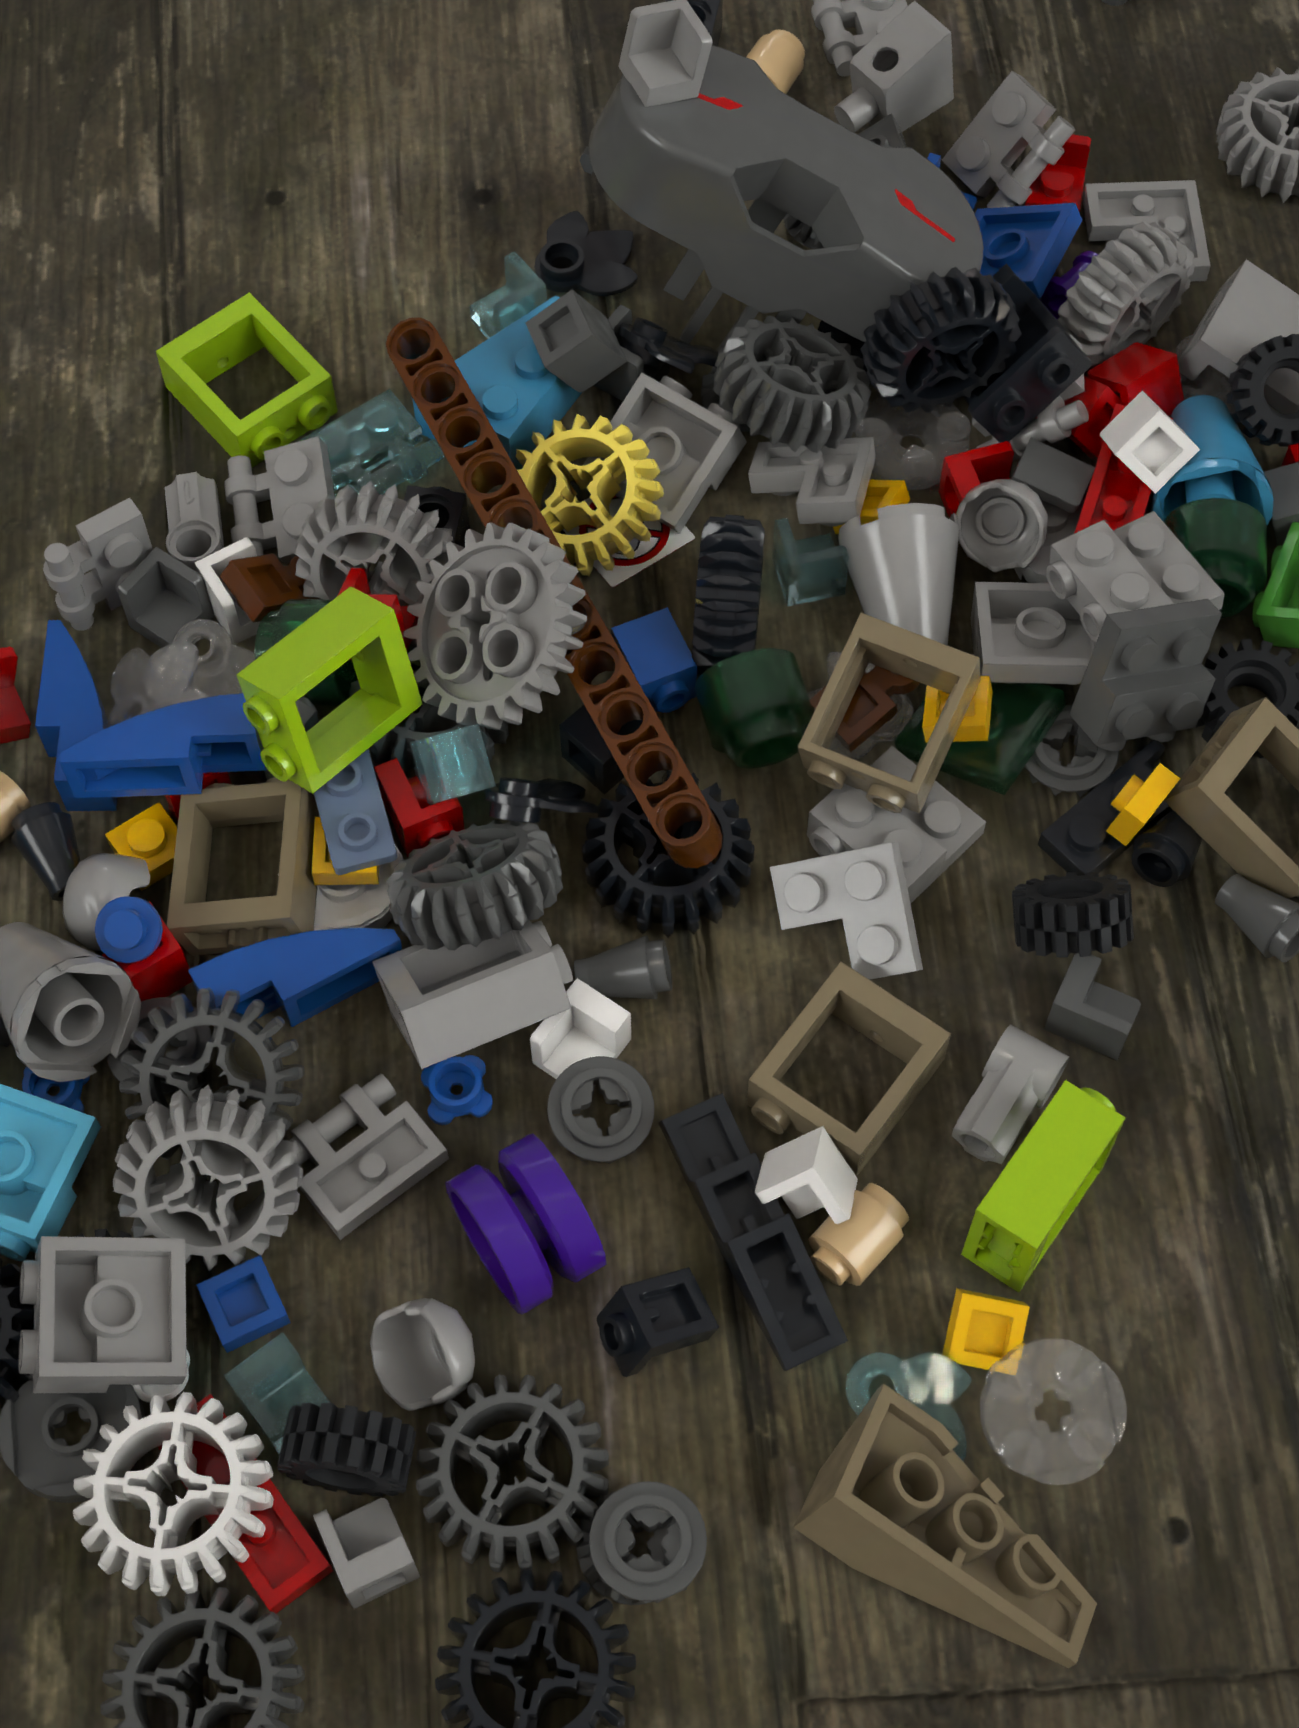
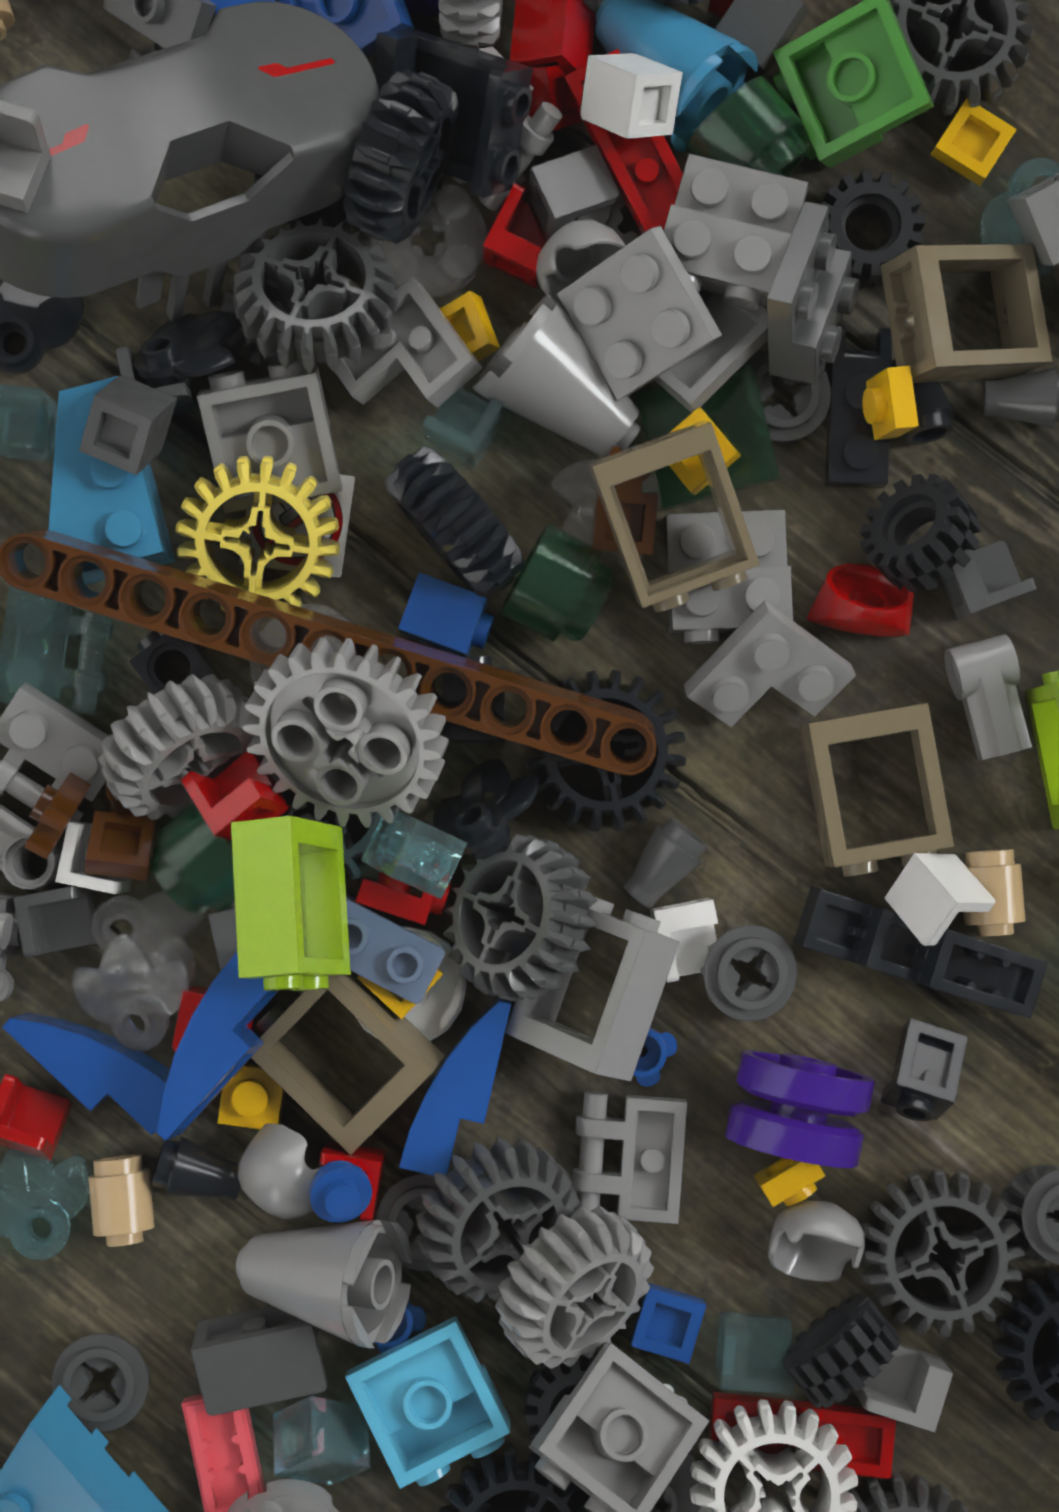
camera: 50 degrees left, 25 degrees up
(245, 518) = (54, 813): none -> reddish brown plate
(461, 1286) = (788, 1181): none -> yellow plate
(977, 937) = (862, 602): none -> red piece
(1006, 571) = (639, 313): none -> light grey plate

